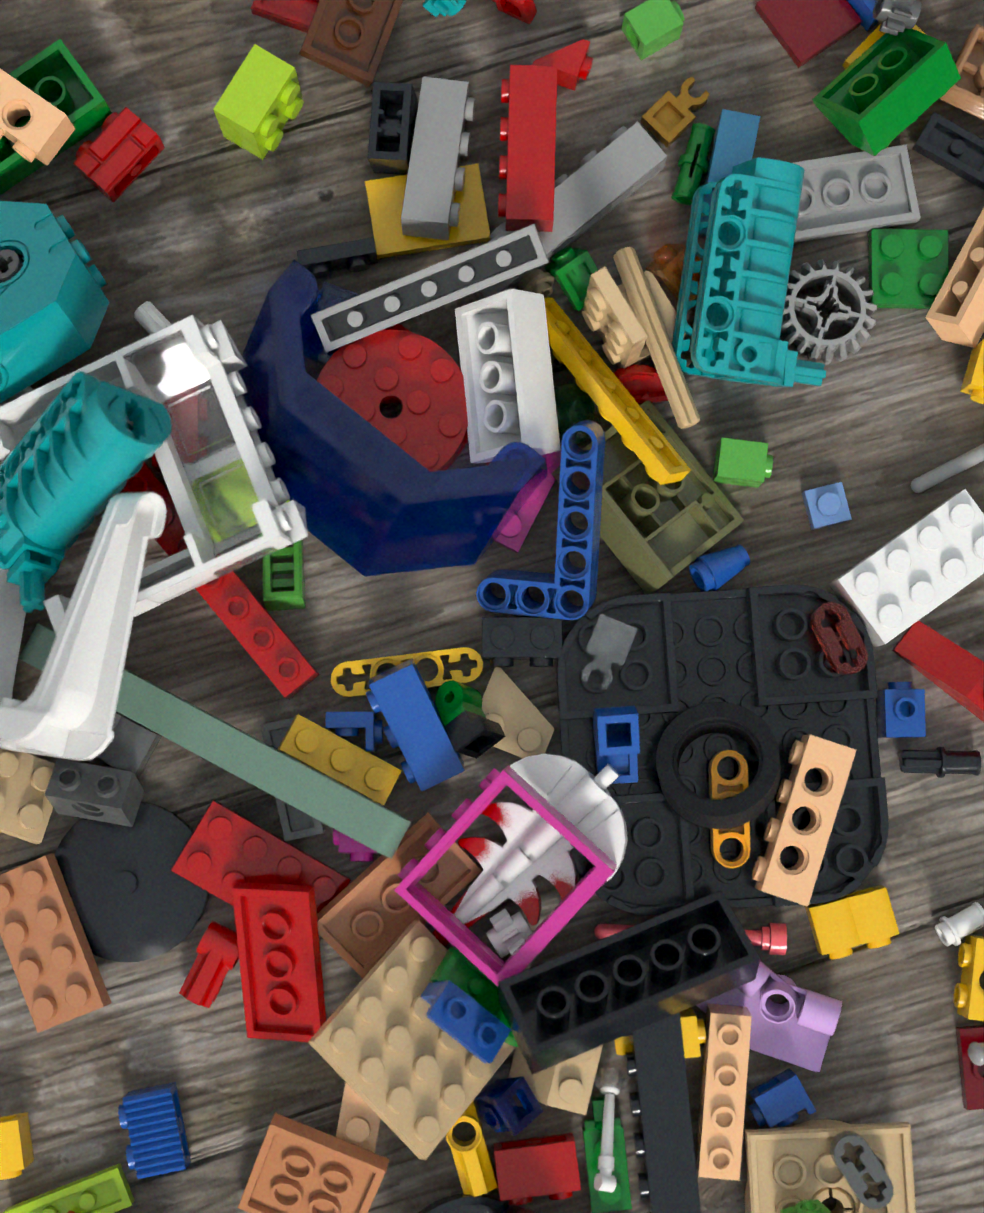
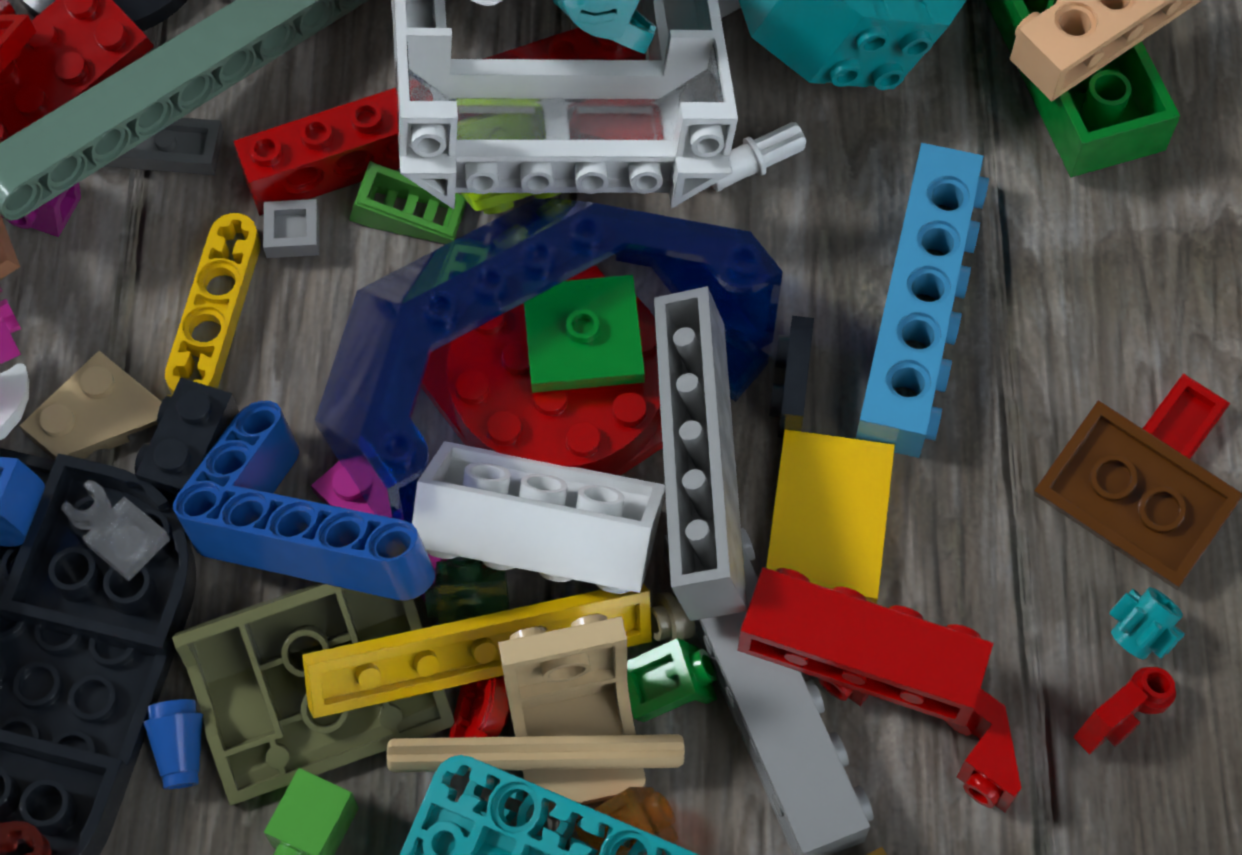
camera: 115 degrees right, 20 degrees down
(118, 153) = (1018, 162): red brick -> none
(259, 102) = (1035, 329): lime brick -> none
(266, 202) = (945, 179): none -> dark azure brick
(329, 640) = (291, 228): none -> light grey plate
(339, 759) = (135, 193): yellow plate -> none
(350, 722) = (175, 226): blue bracket -> none
(372, 385) = (584, 335): none -> green plate
(392, 127) = (954, 489): black brick -> none
(414, 725) = (134, 285): blue brick -> none
(436, 158) = (897, 534): light grey brick -> none
(464, 719) = (115, 344): leg -> none

